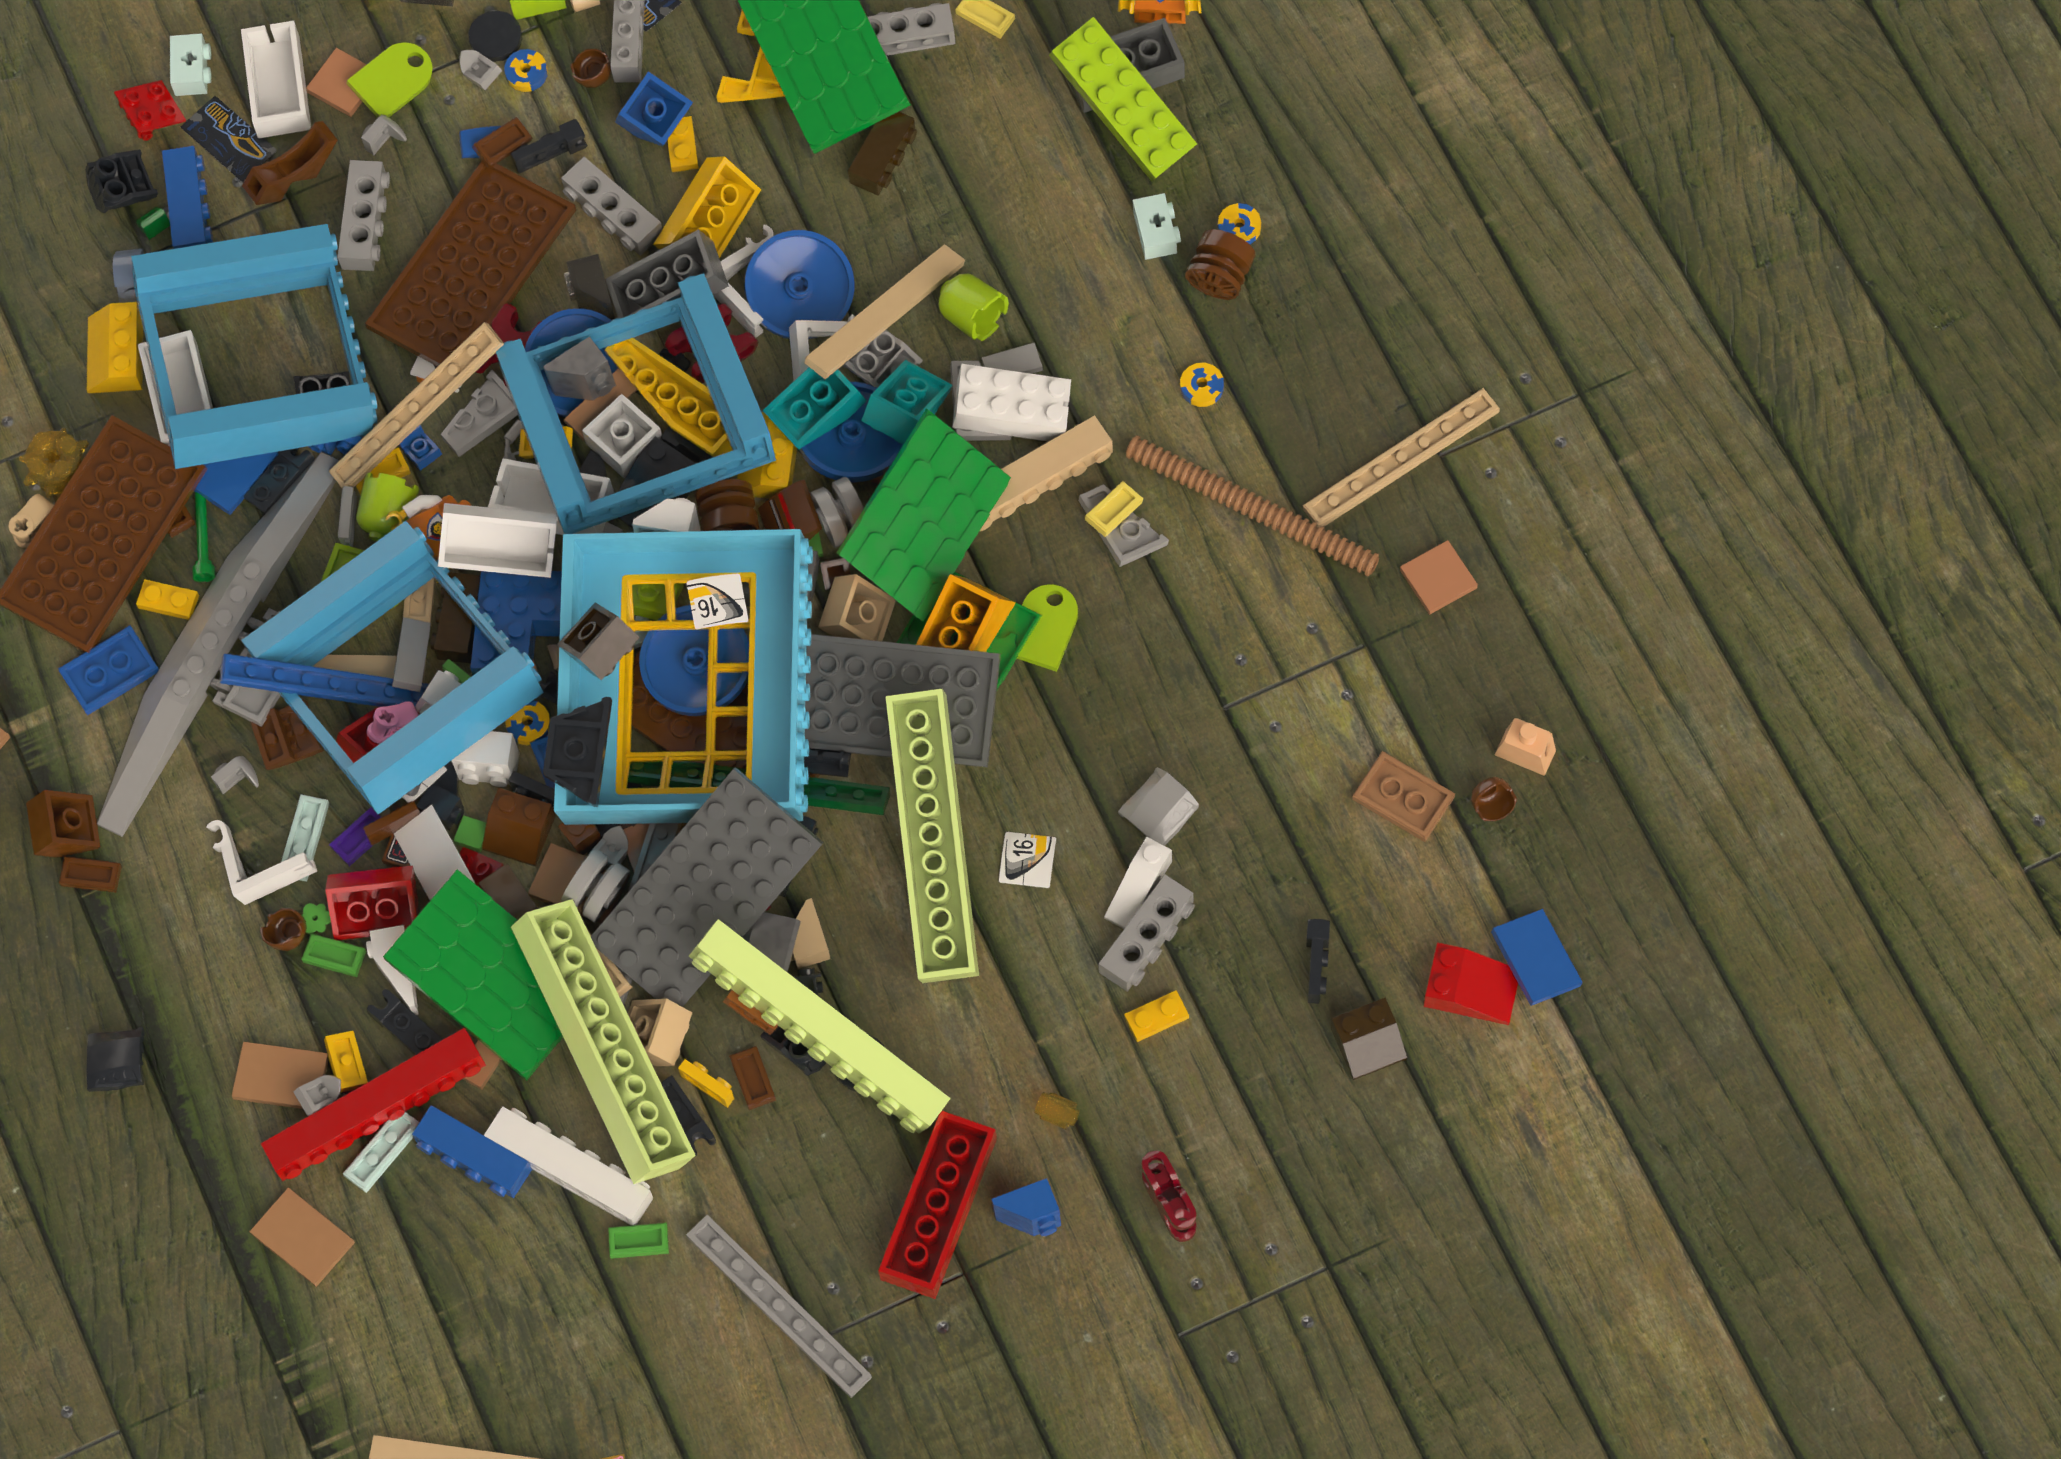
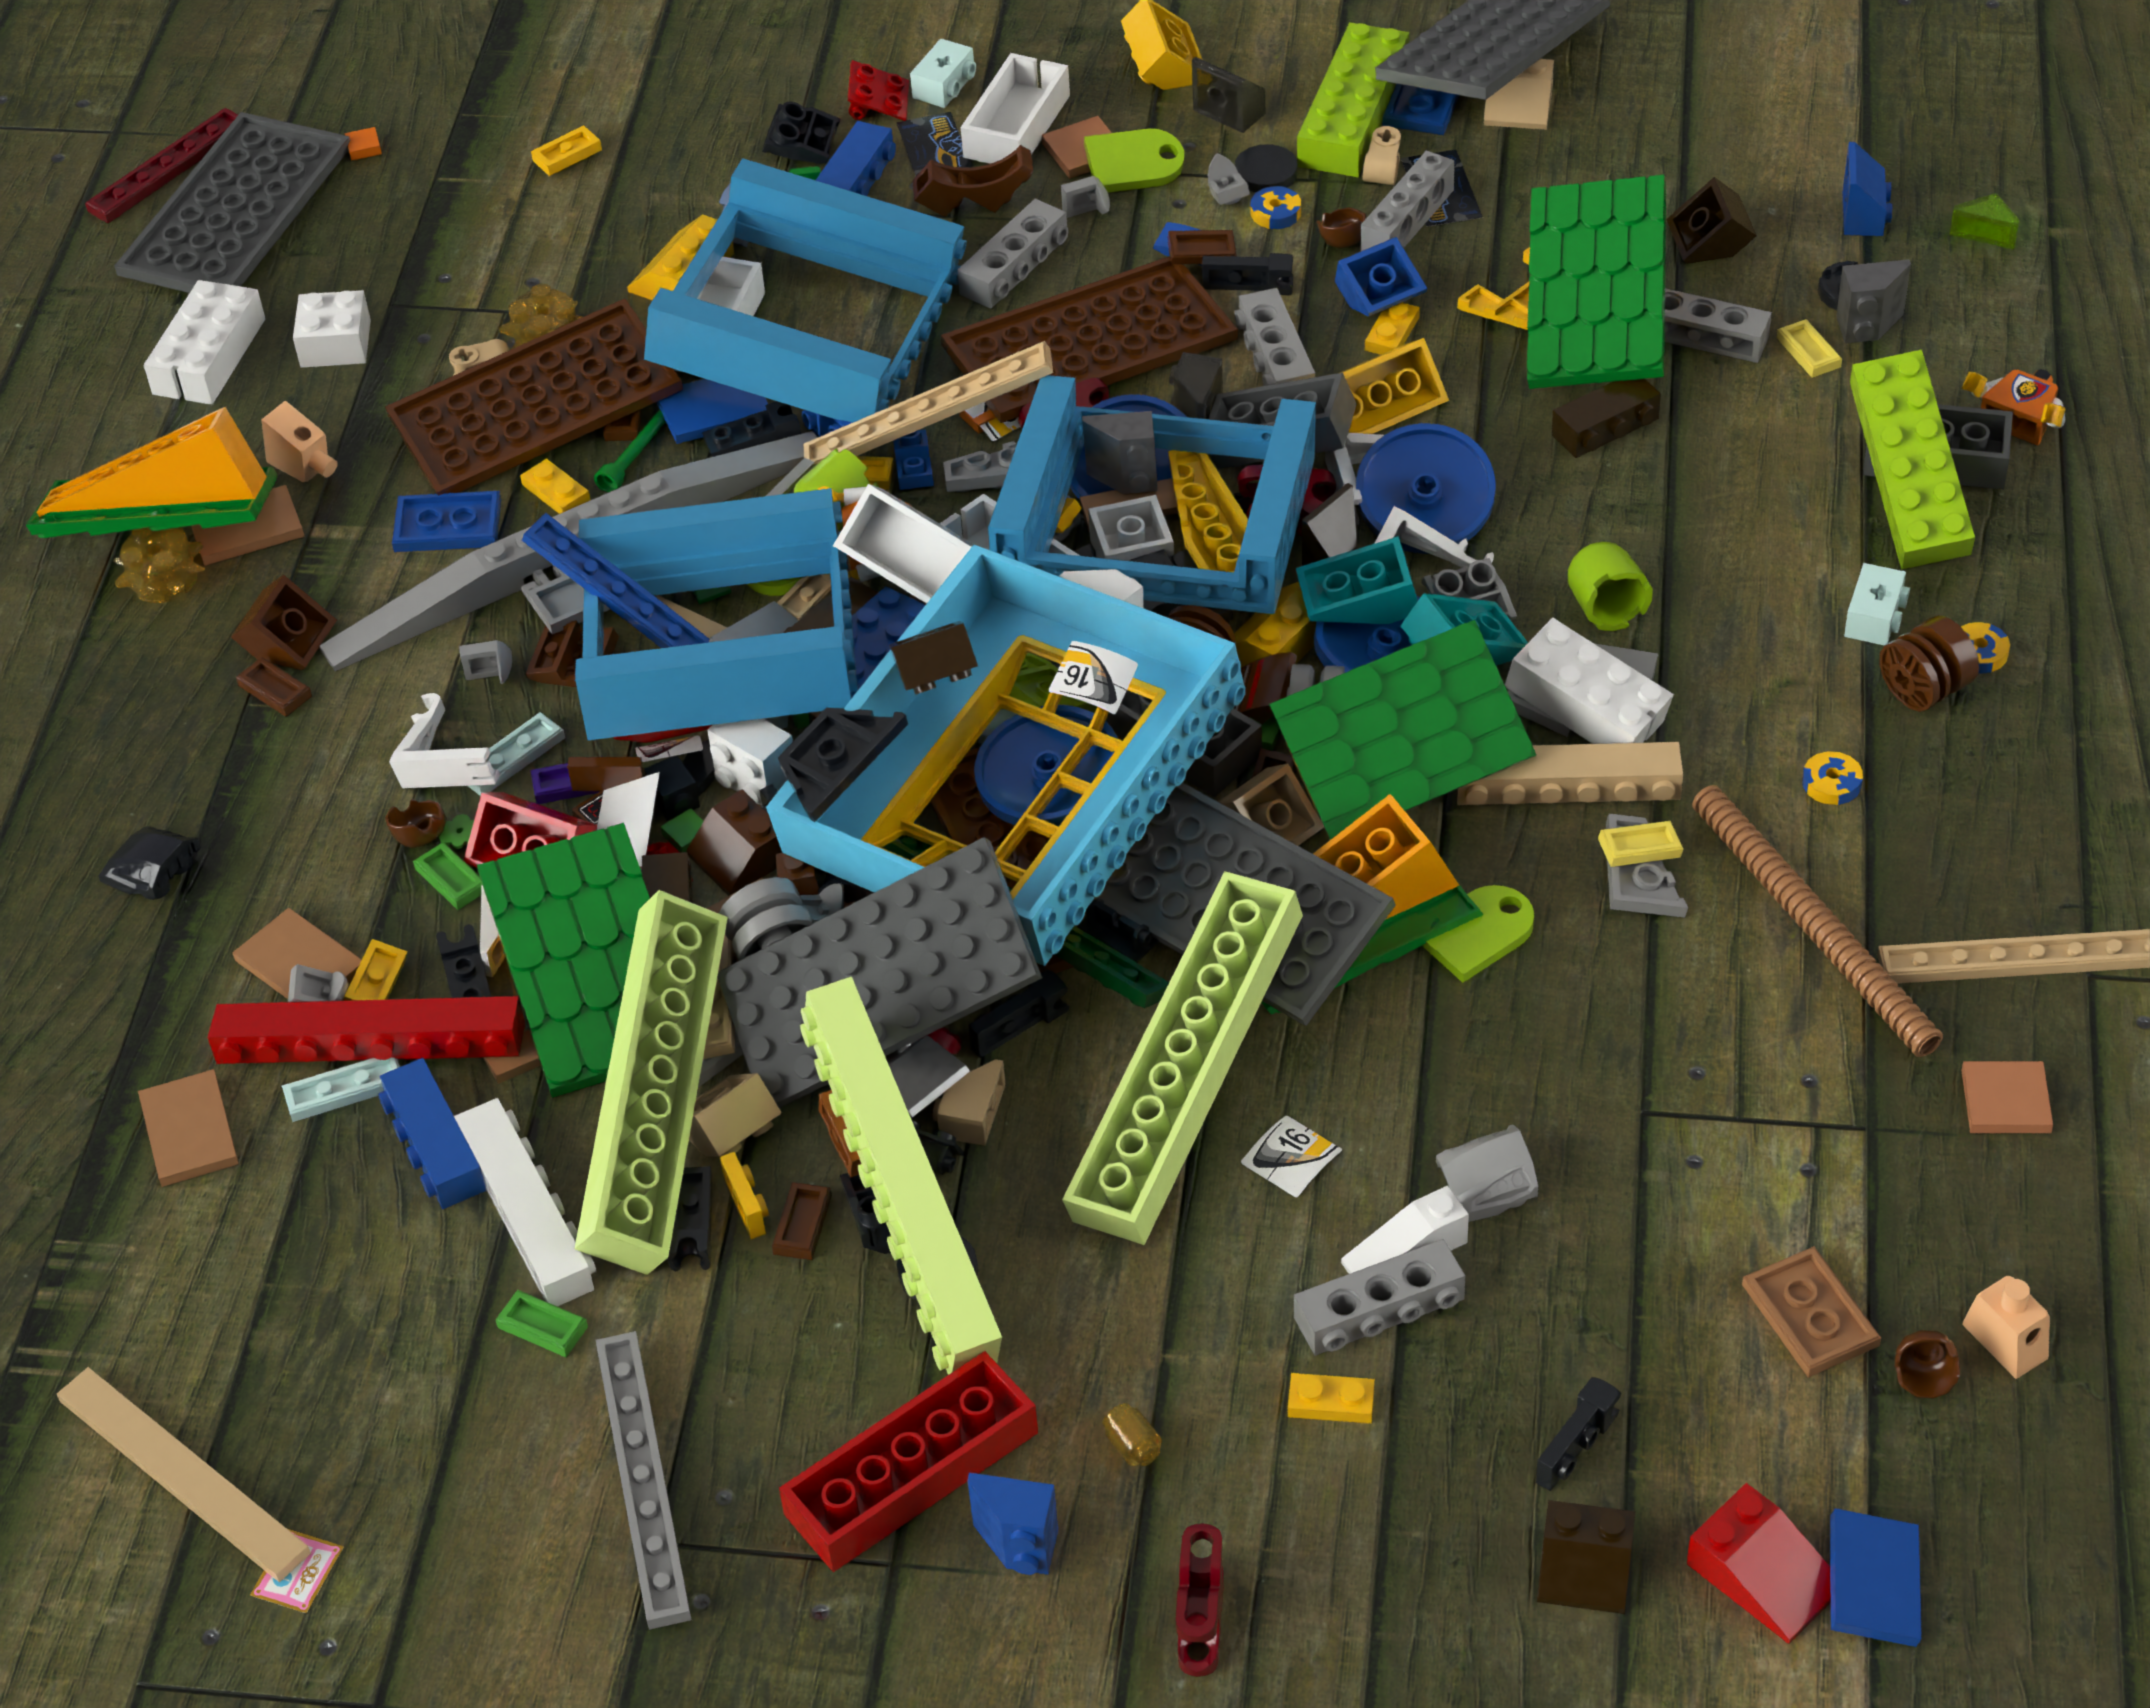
camera: 30 degrees right, 20 degrees down
(764, 364) = (1330, 527): none -> slope
(884, 311) = (1491, 538): tan tile -> none

